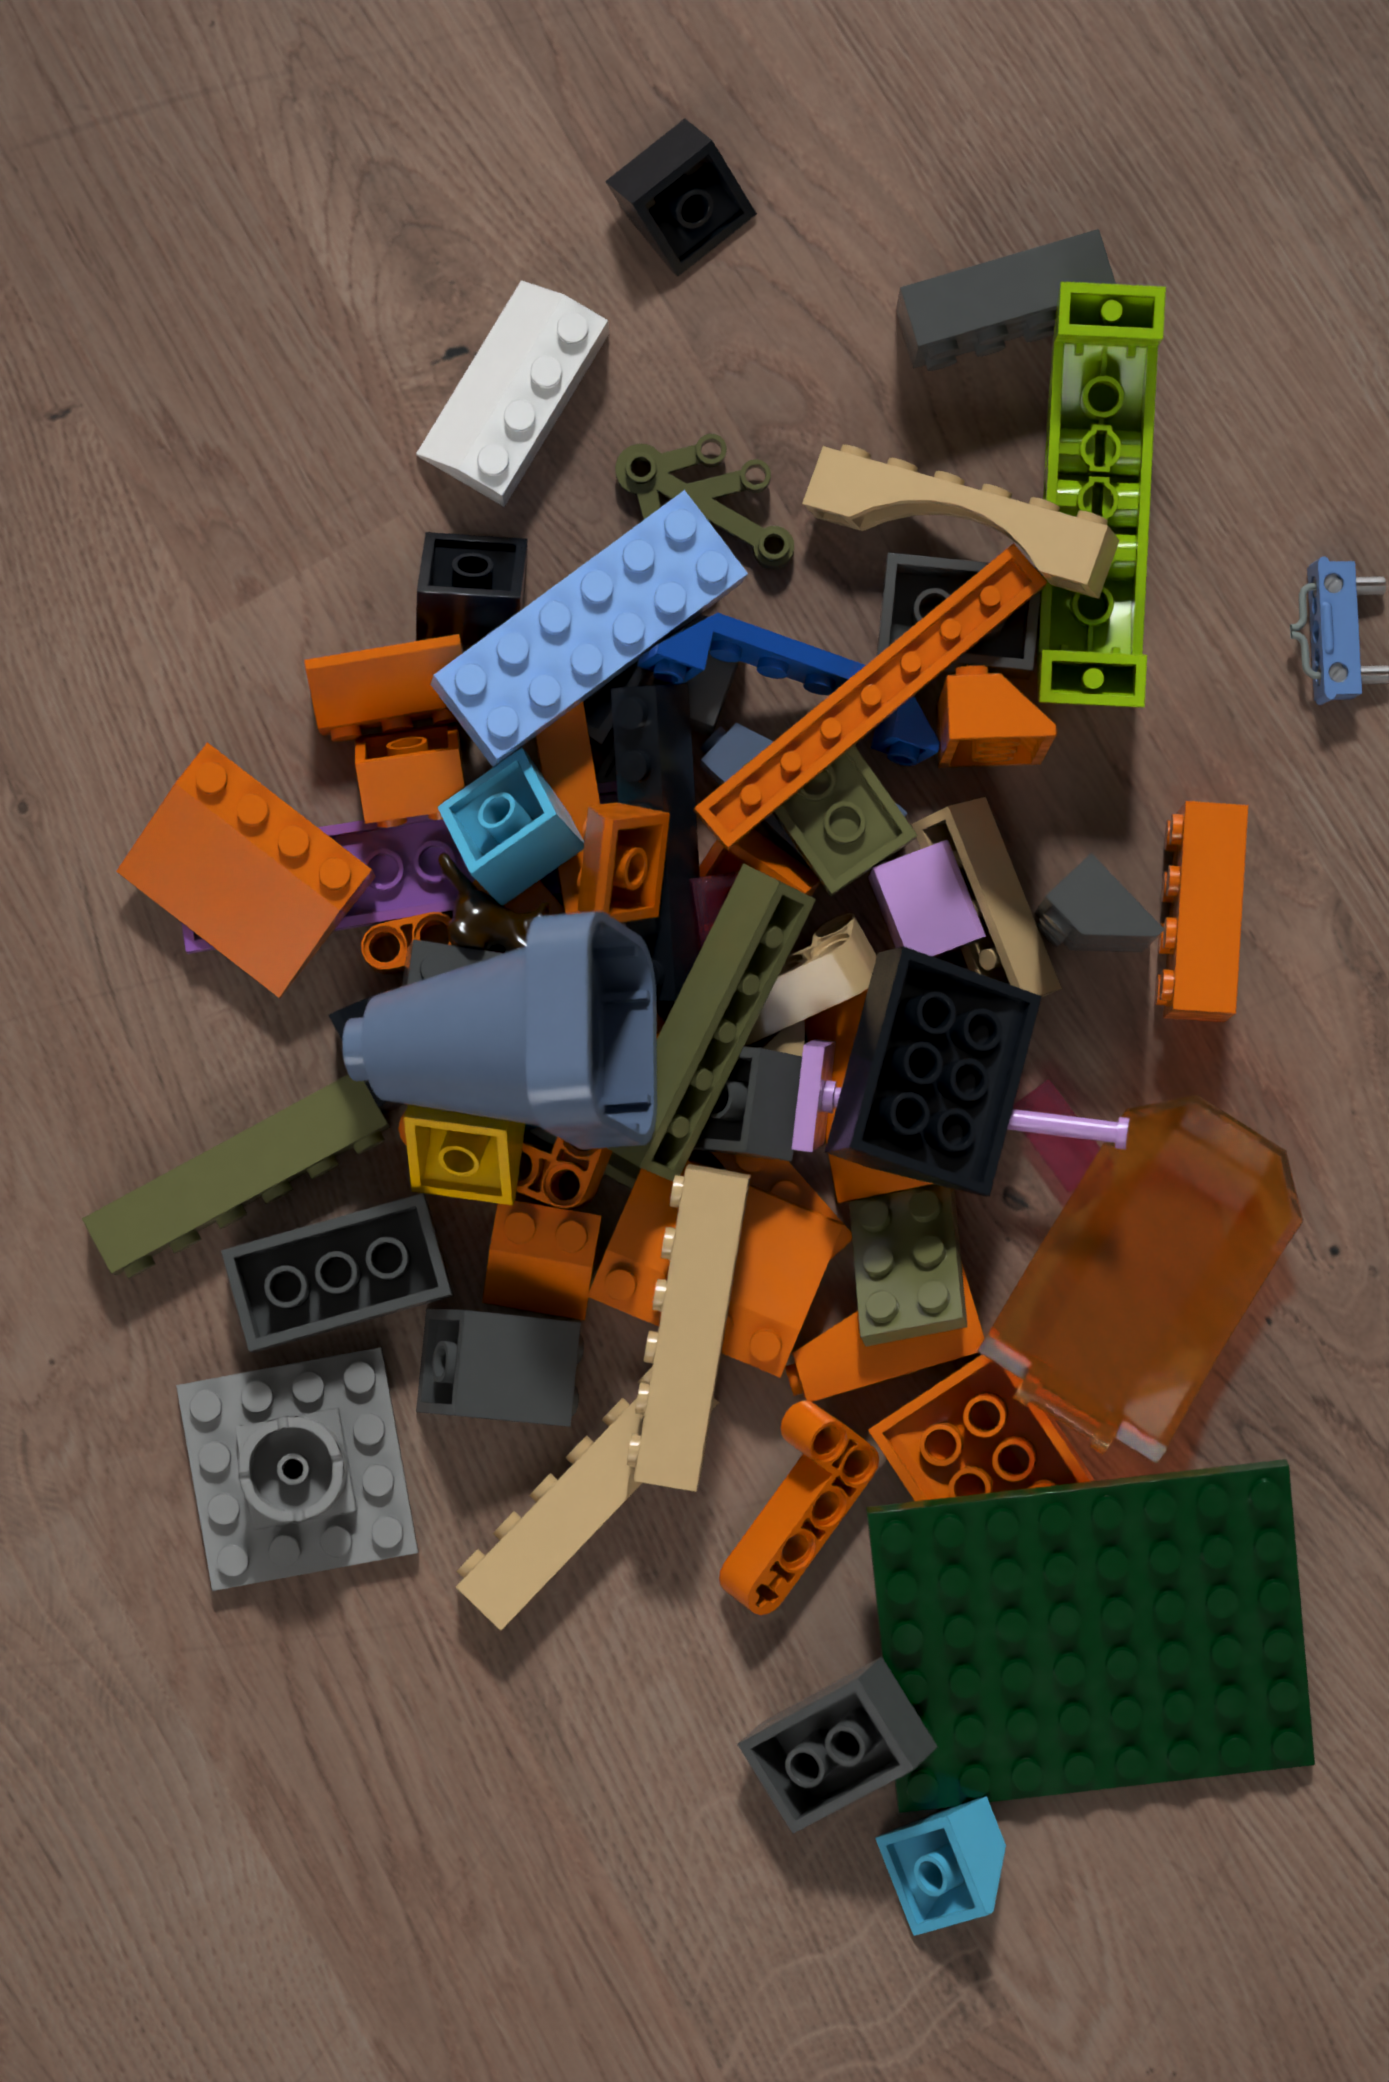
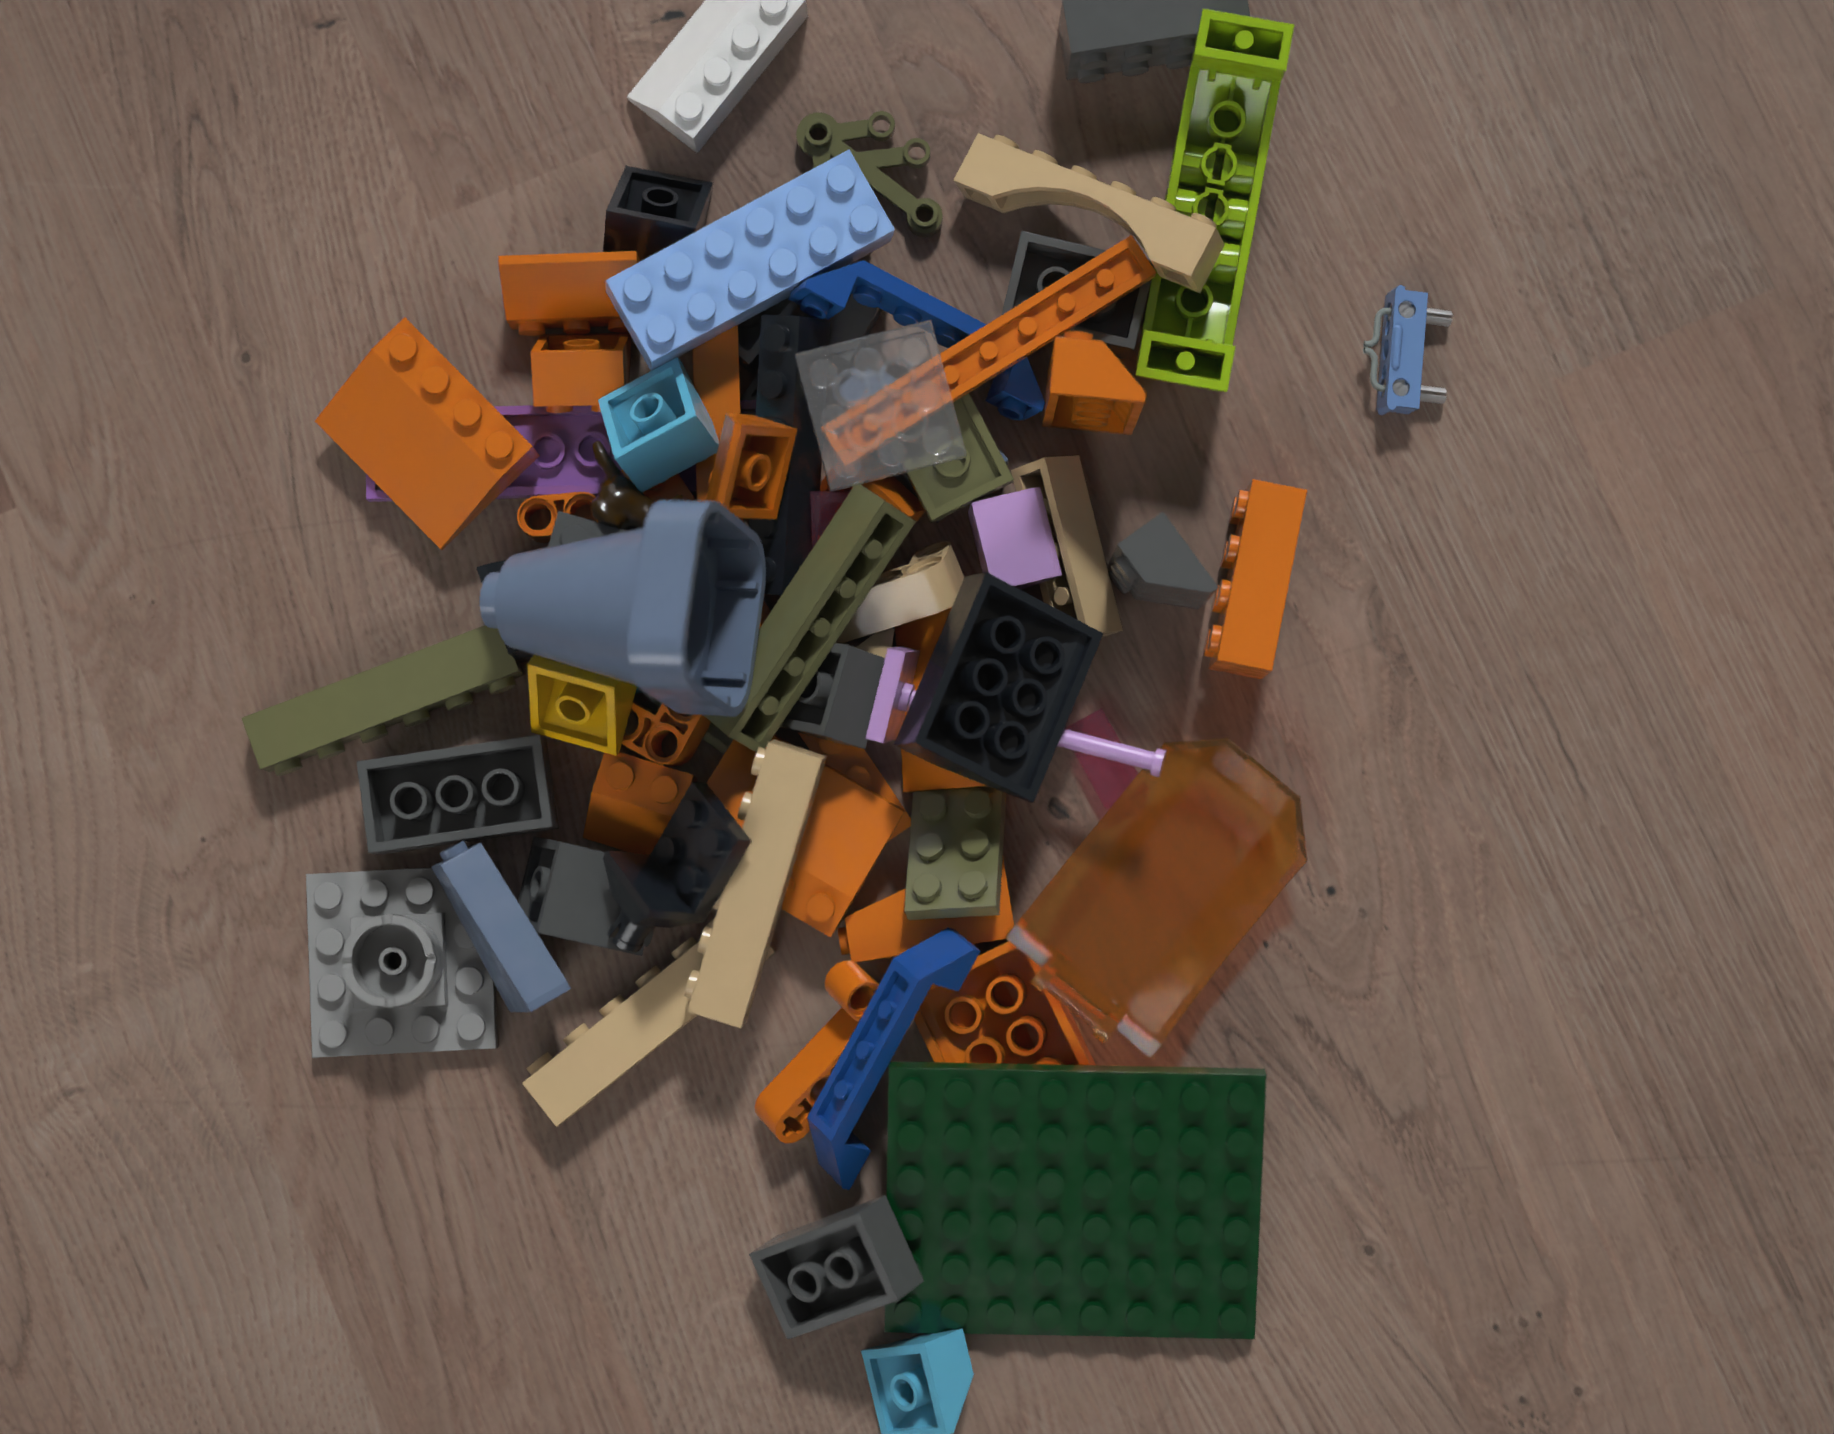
camera: 10 degrees right, 0 degrees up
(407, 1418) = (499, 929): none -> sand blue slope
(606, 1326) = (682, 872): none -> black plate
(759, 774) = (880, 405): none -> clear plate
(906, 1386) = (937, 961): none -> blue slope

